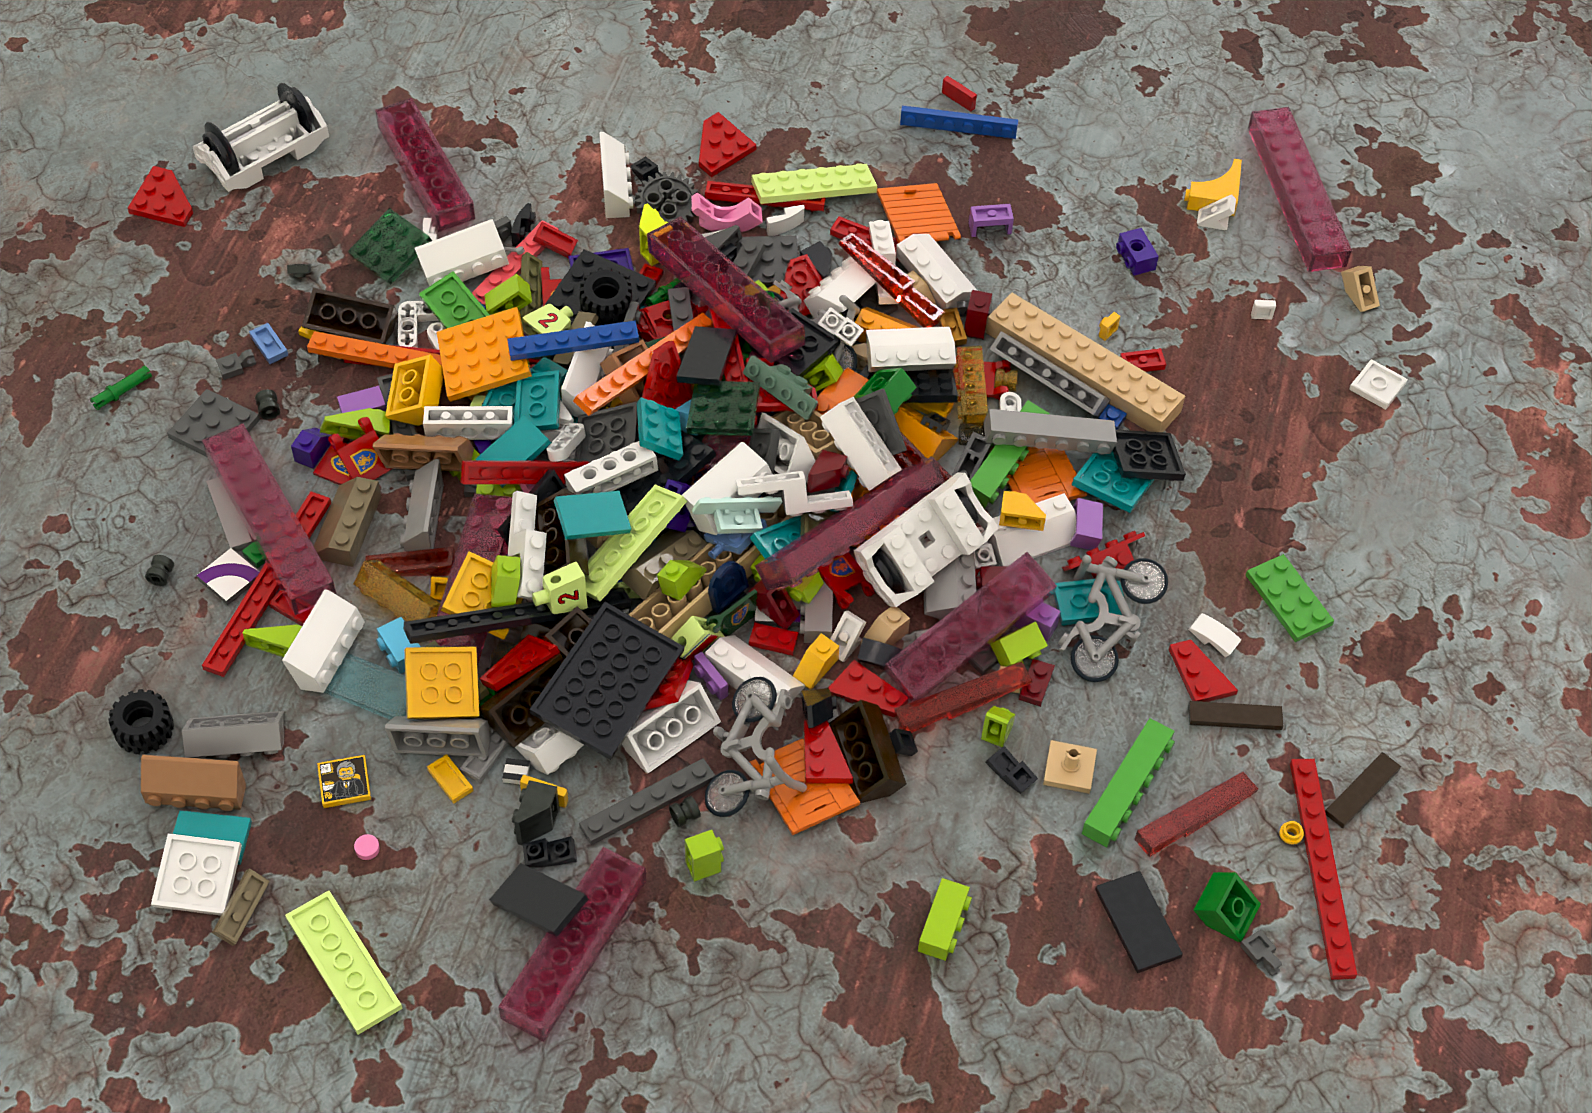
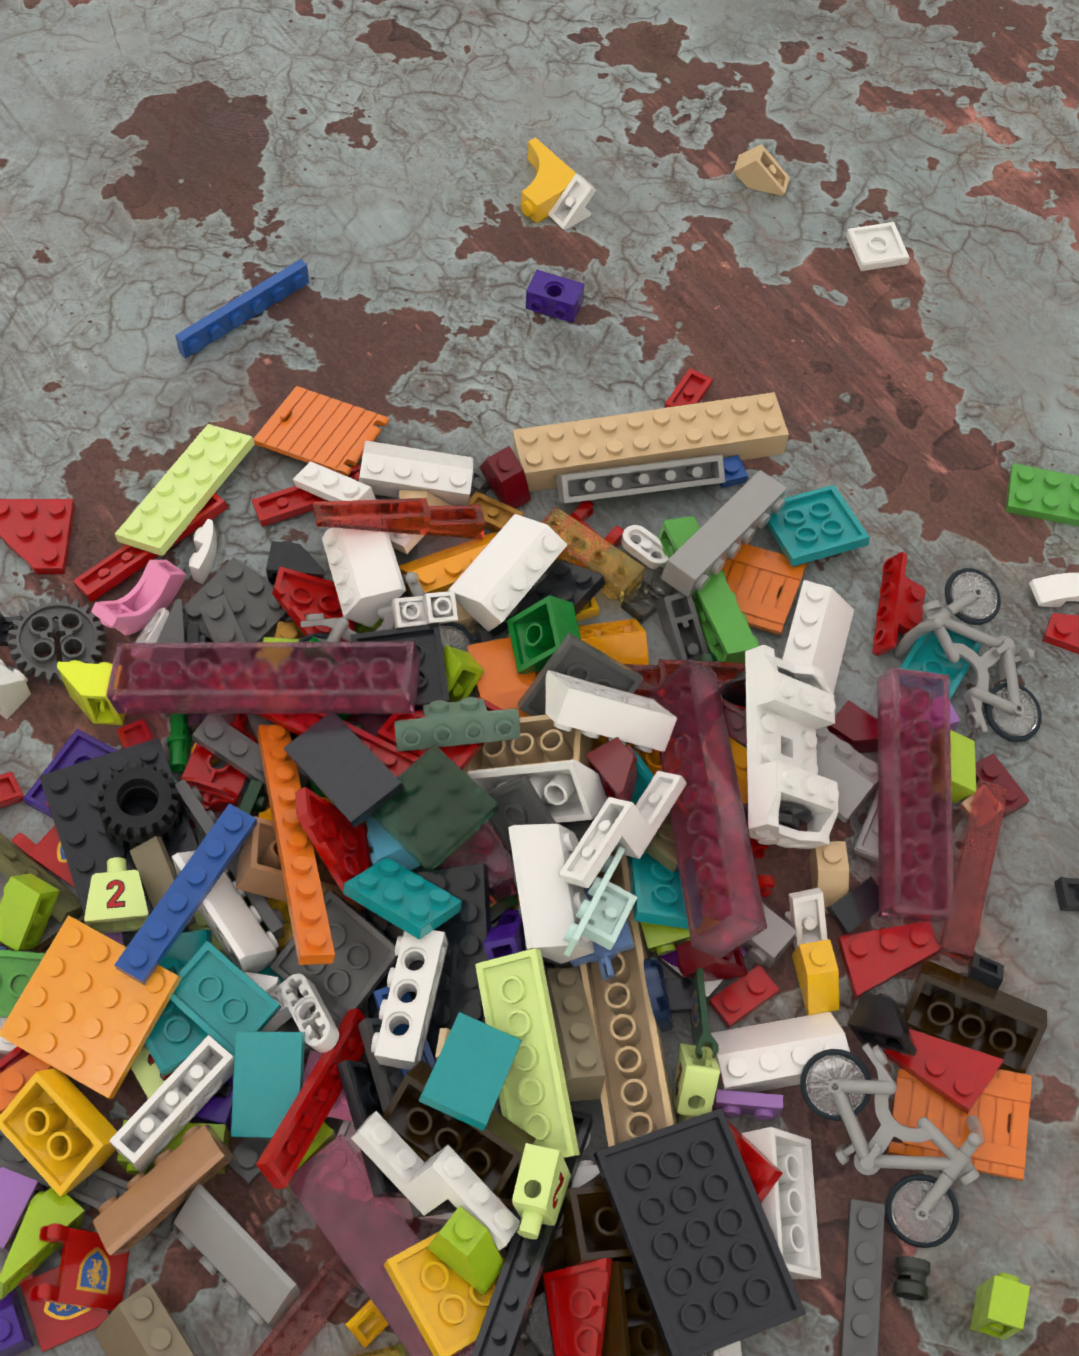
camera: 50 degrees left, 5 degrees up
(679, 577) = (613, 1034): lime slope -> none
(936, 423) = (612, 621): black tile -> none
(959, 93) = (208, 280): red tile -> none
(990, 216) = (394, 375): medium lavender panel -> none
(997, 725) = (1035, 861): lime slope -> none
(1006, 379) = (605, 519): clear yellow wheel -> none
(1021, 512) = (806, 634): yellow slope -> none
(1088, 524) = (852, 587): medium lavender panel -> none
(1109, 326) = (621, 387): yellow plate -> none
(1147, 456) = (815, 477): black plate -> none
(1263, 309) = (718, 258): white tile -> none
(1299, 189) = (606, 126): clear pink brick -> none

